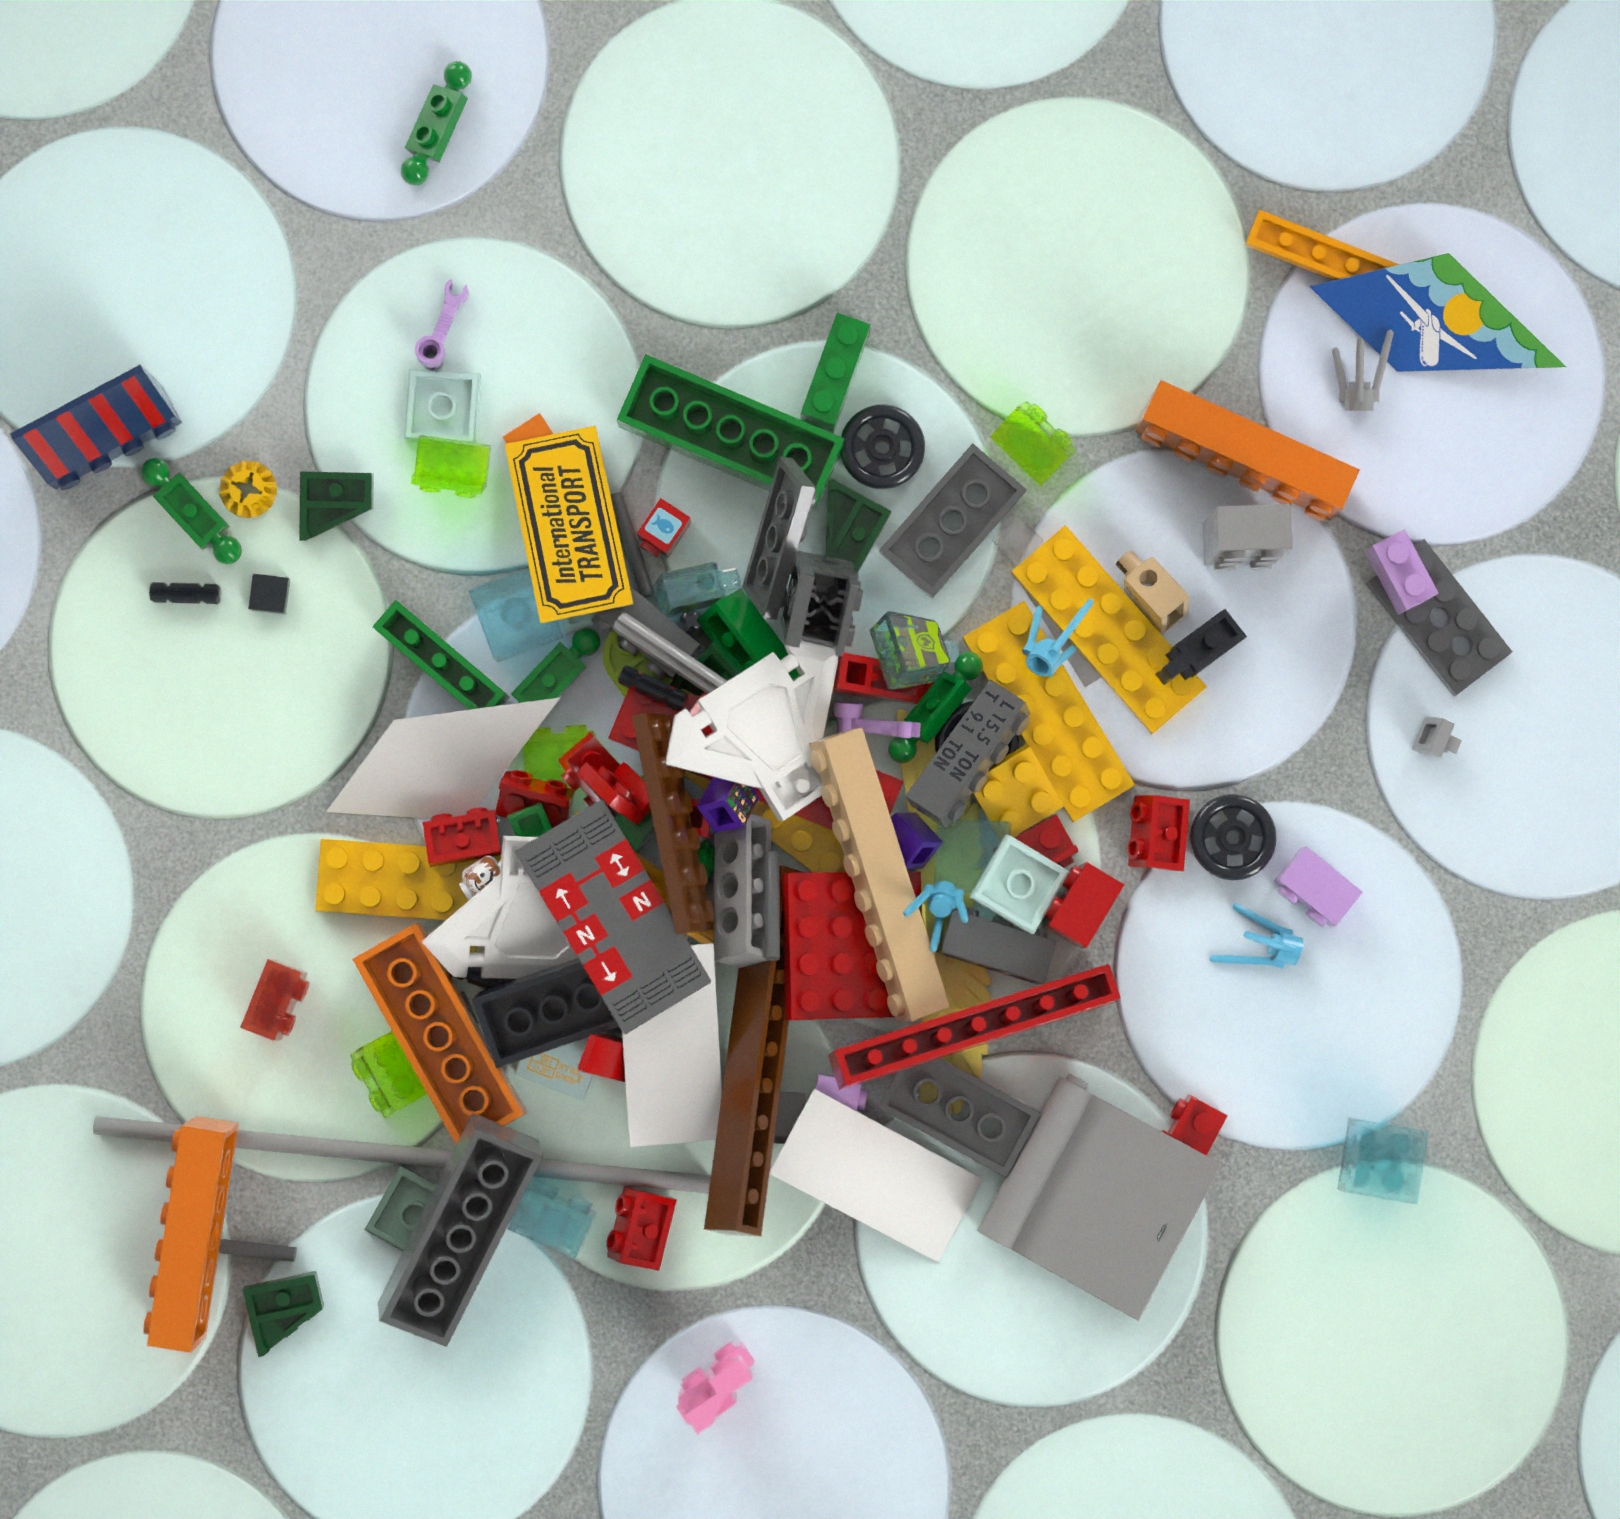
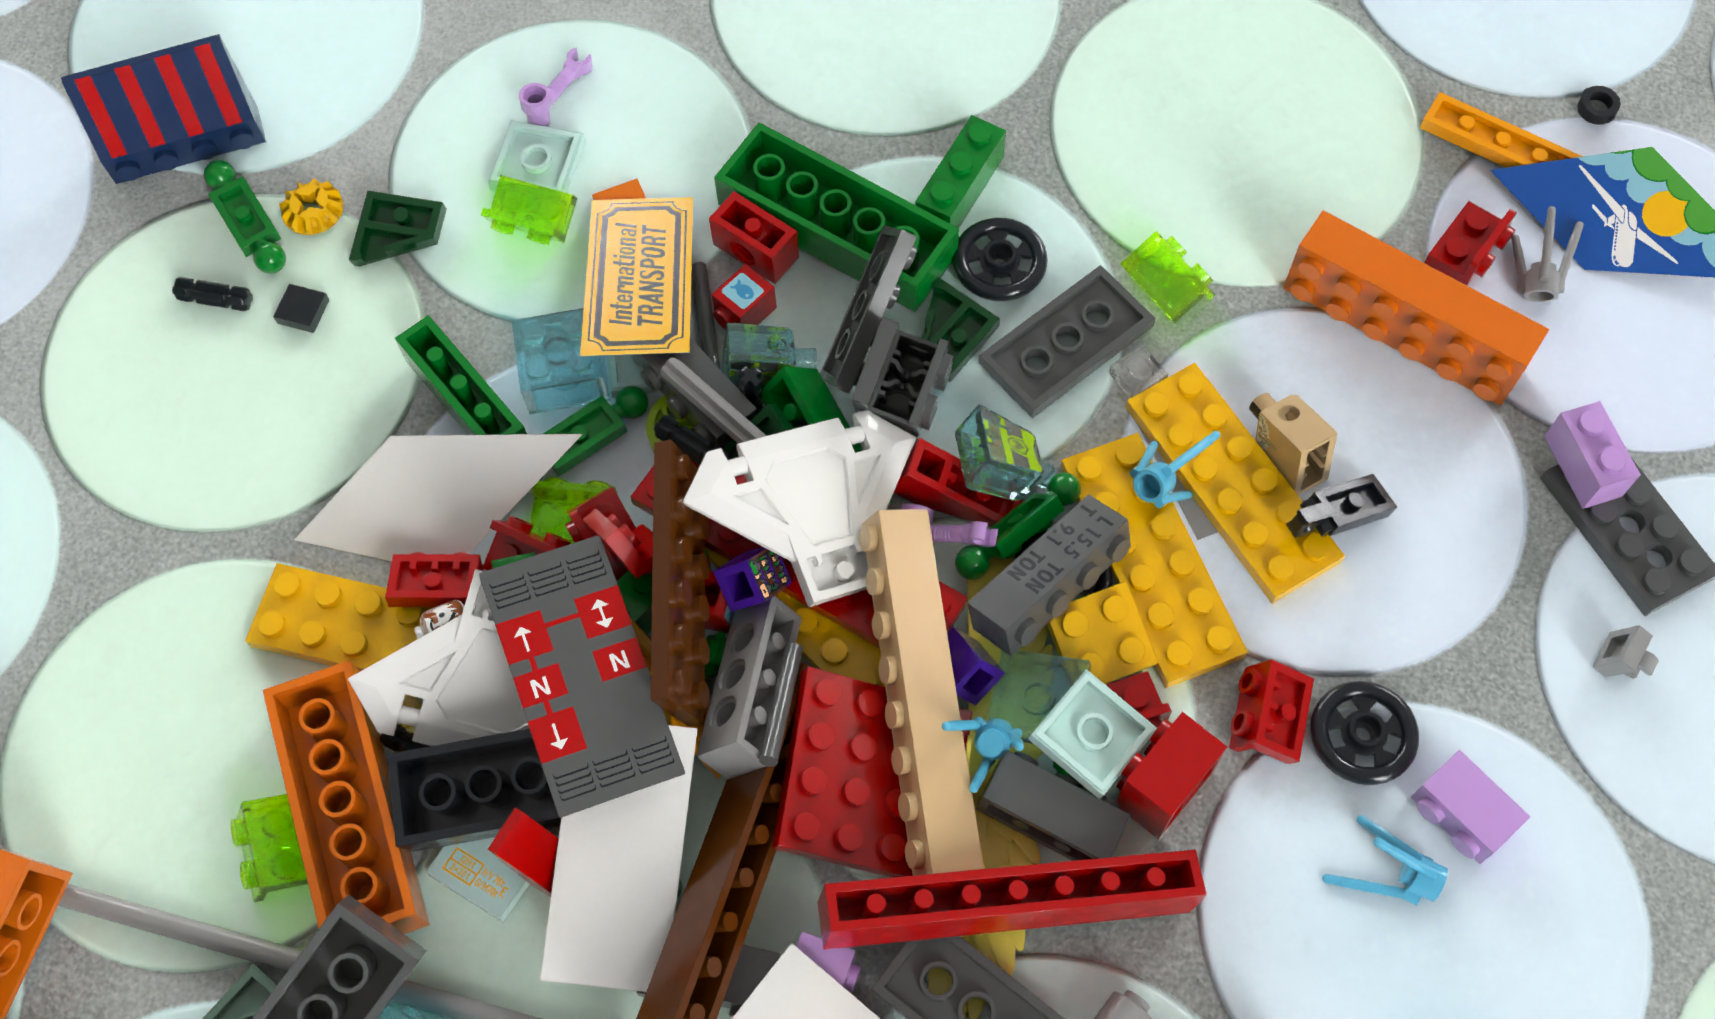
camera: 15 degrees right, 20 degrees down
(275, 1000) = (161, 730): clear red brick -> none
(662, 466) = (754, 237): none -> red brick
(1247, 536) = (1410, 384): light grey brick -> none
(1295, 362) = (1469, 242): none -> red bracket
(1410, 181) = (1594, 115): none -> black piece

